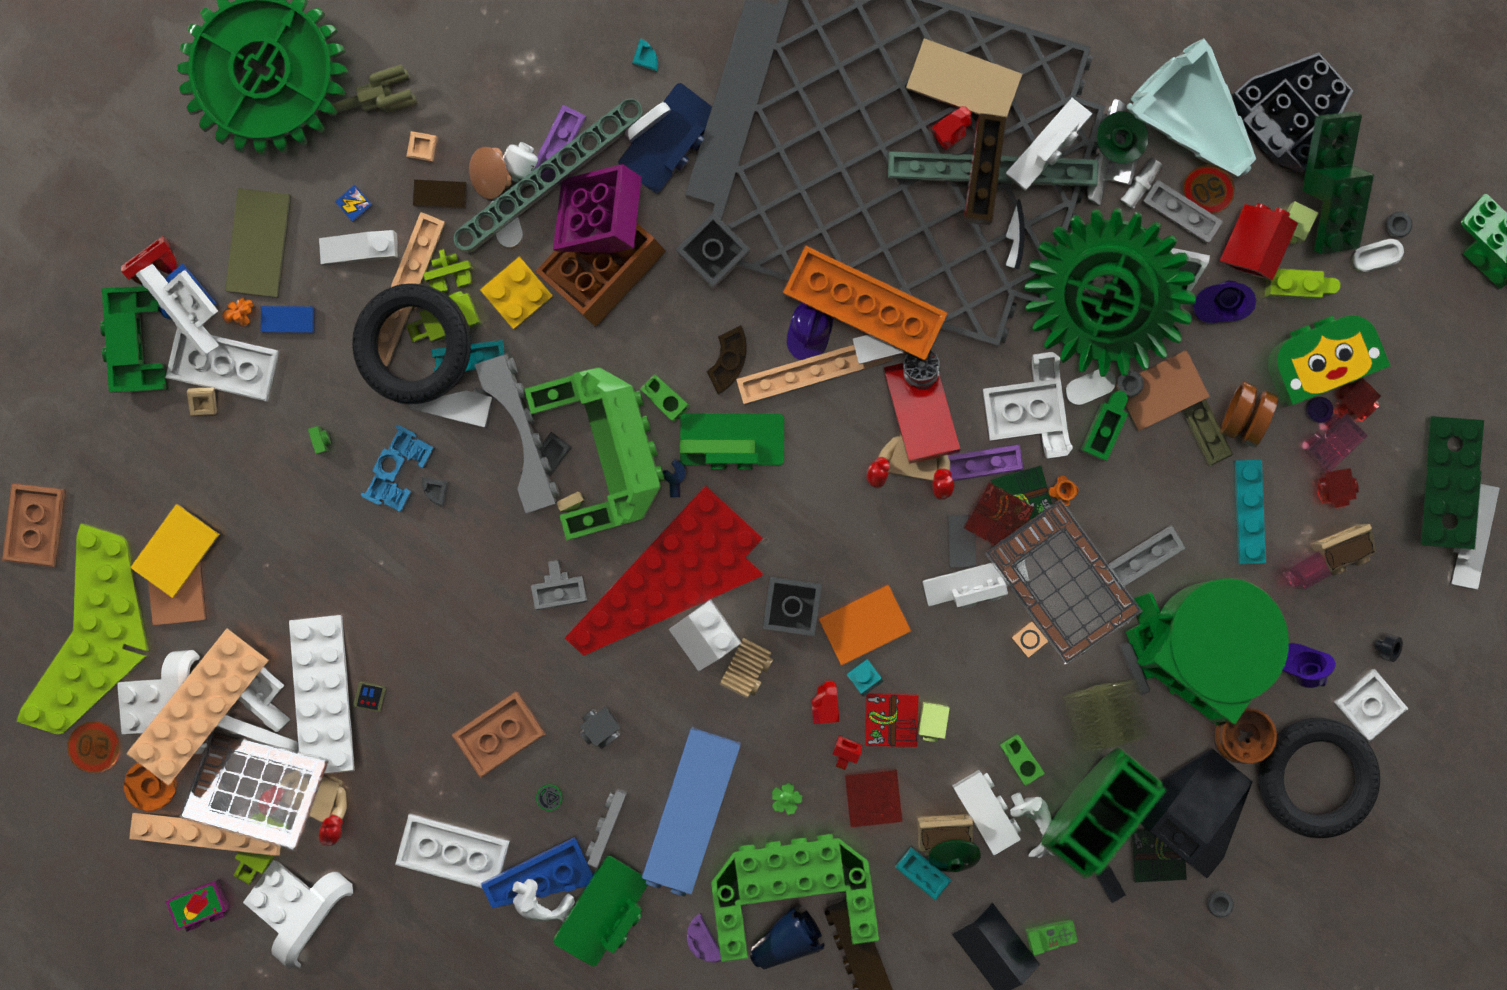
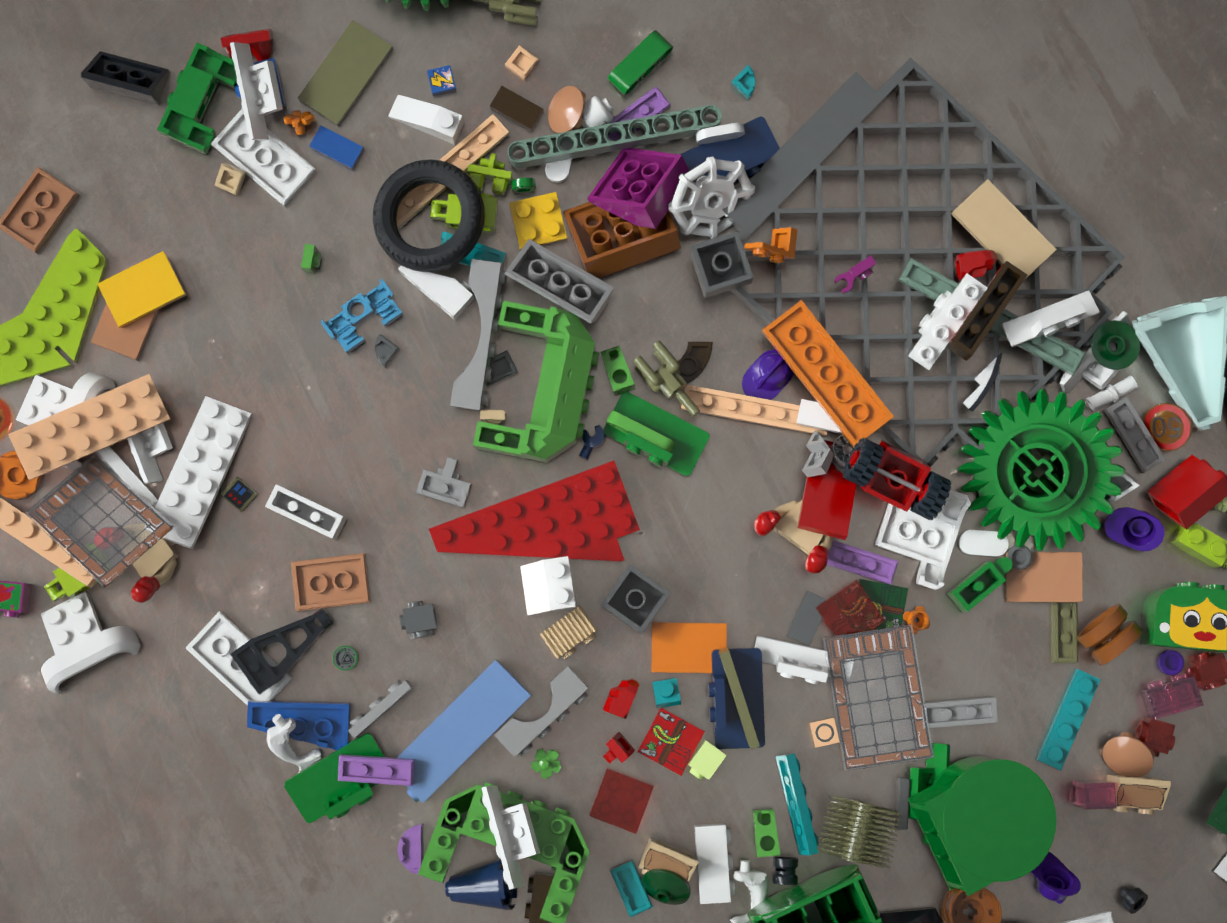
camera: 25 degrees right, 5 degrees down
(50, 354) = (126, 77): none -> black slope
(442, 682) = (306, 512): none -> white brick
(471, 849) = (255, 666): none -> black plate
(485, 266) = (523, 185): none -> green tile
(535, 89) = (640, 62): none -> green beam
(568, 343) = (560, 281): none -> light grey slope
(632, 886) = (376, 770): none -> medium lavender tile
(661, 186) = (703, 190): none -> white plate
(715, 383) = (666, 378): none -> olive plant
(747, 785) = (518, 734): none -> light grey arch
(761, 203) = (782, 245): none -> orange bracket
(790, 881) = (512, 833): none -> white bracket
(848, 188) = (861, 270): none -> magenta plate
(897, 385) = (820, 456): none -> light grey slope
(933, 649) = (724, 714): none -> dark blue bracket
(934, 649) = (738, 698): none -> olive tile
(950, 197) = (945, 320): none -> white bracket
(979, 369) = (897, 478): none -> brick
(1042, 724) = (797, 805): none -> teal plate
(1057, 784) = (788, 876): none -> black wheel
(1321, 518) = (1128, 756): none -> nougat dish

